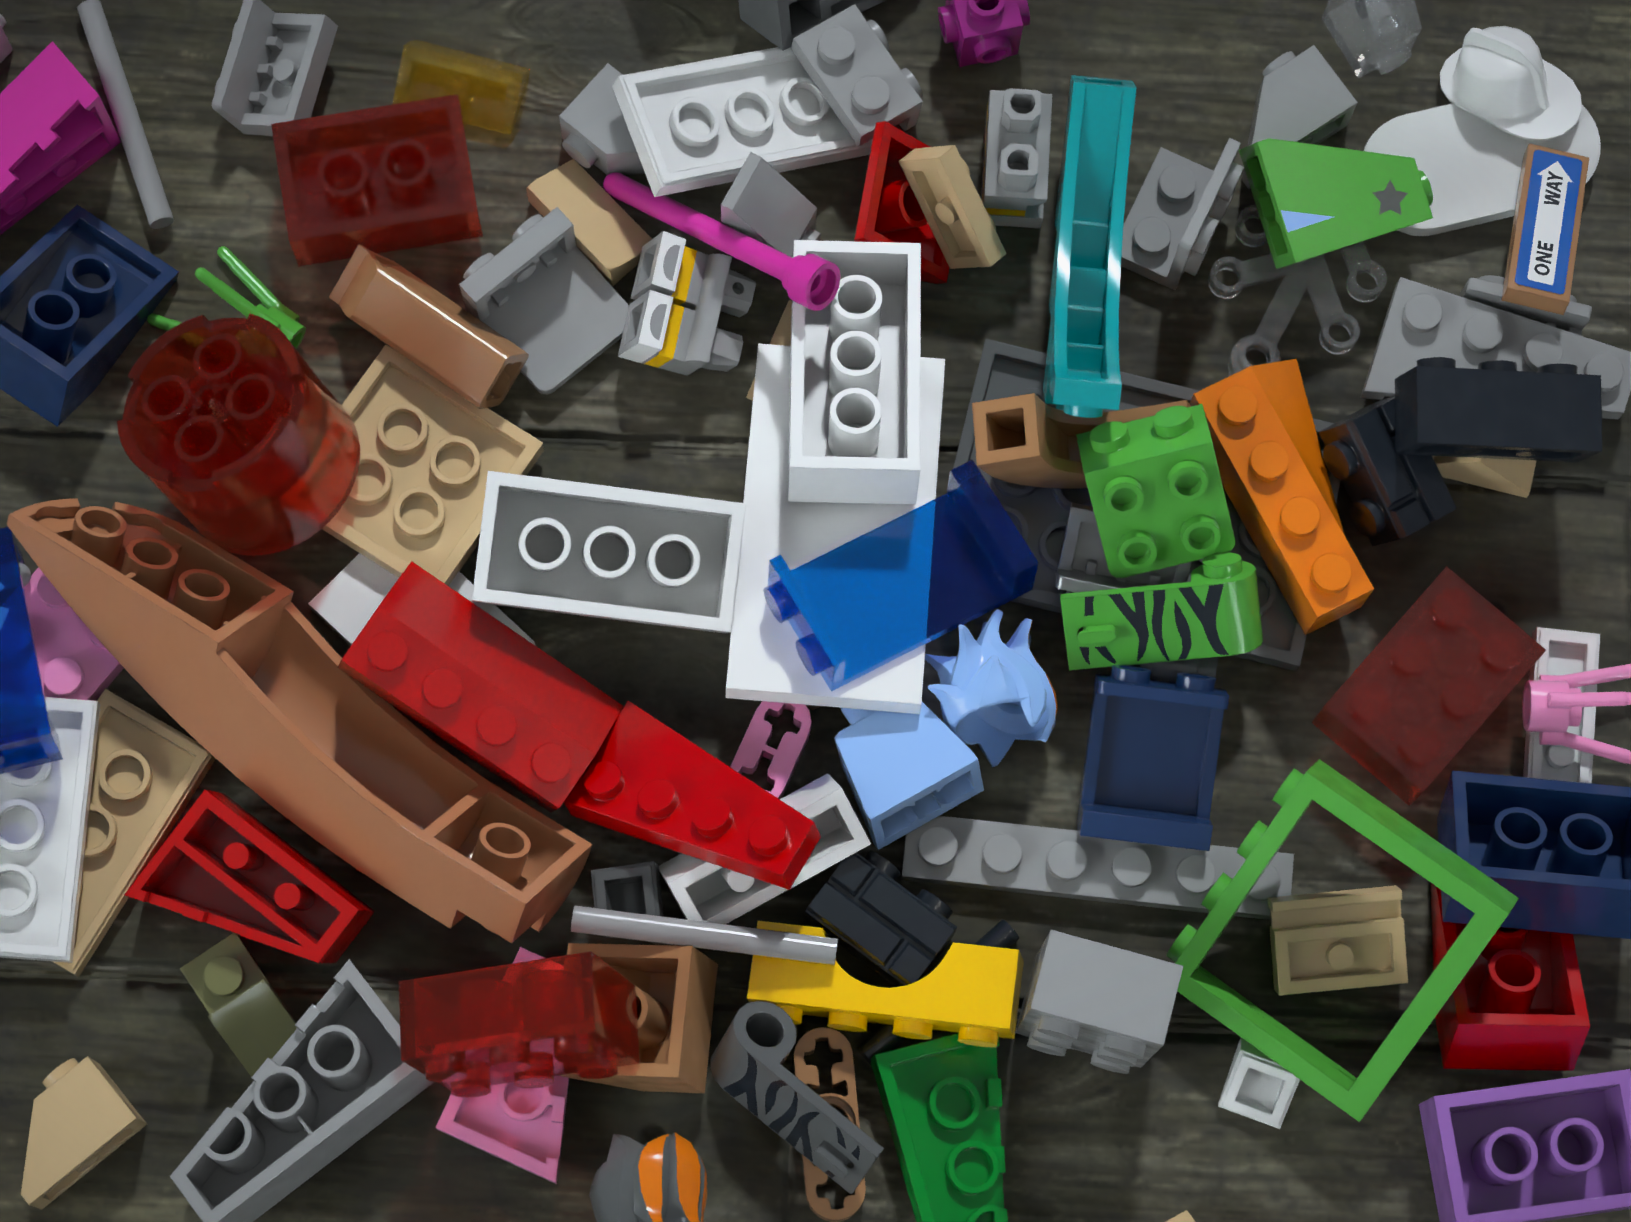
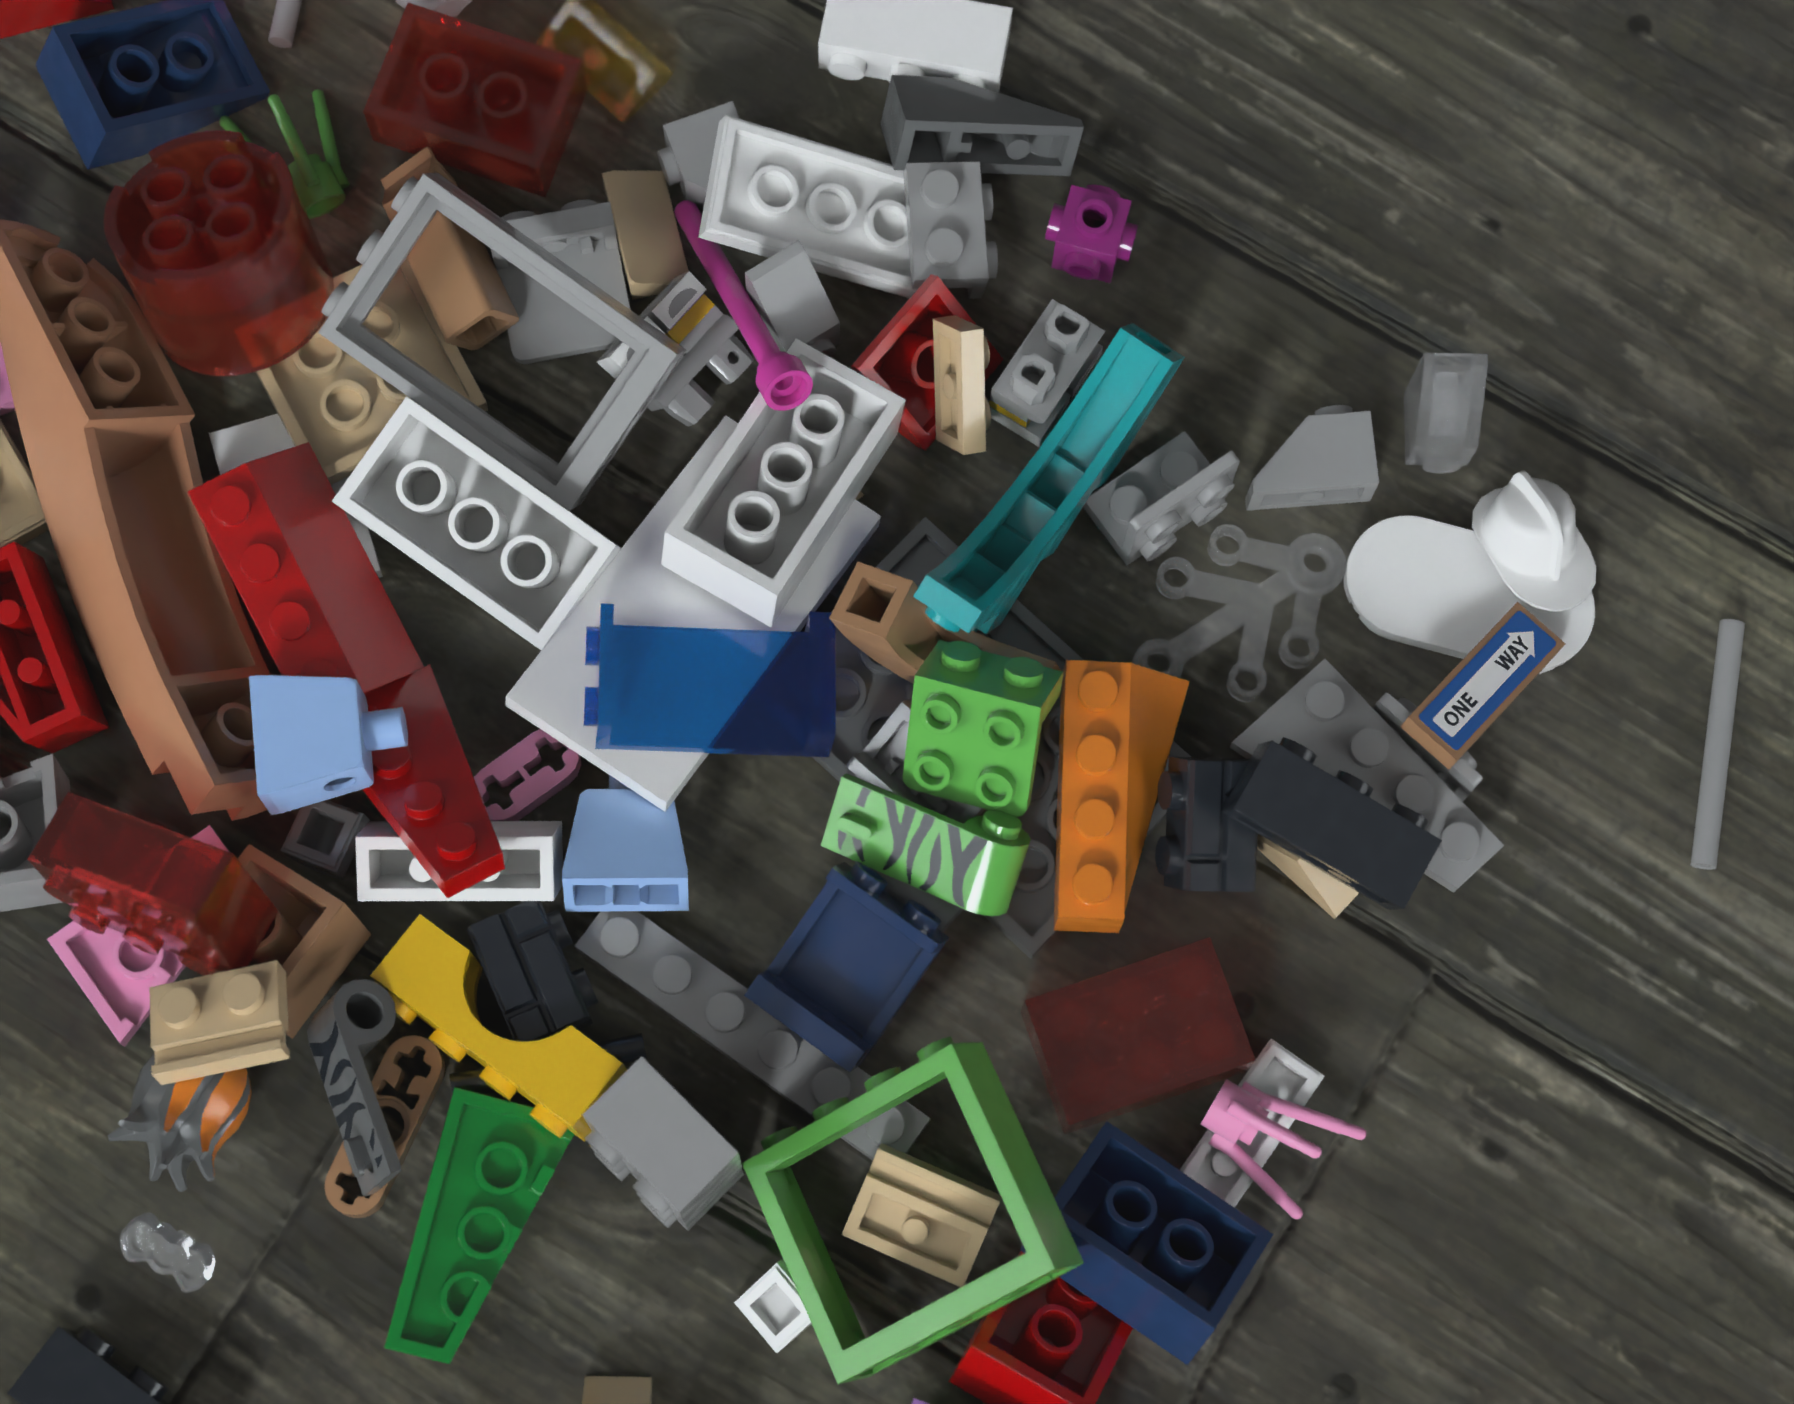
camera: 30 degrees right, 0 degrees up
(589, 812) = (316, 738): none -> light blue torso
(649, 1110) = (219, 1022): none -> tan plate
(673, 396) = (613, 418): none -> light grey door
(704, 935) = (362, 900): light grey bar -> none
(995, 690) = (745, 827): light blue hair -> none
(1331, 196) = (1303, 555): bright green slope -> none

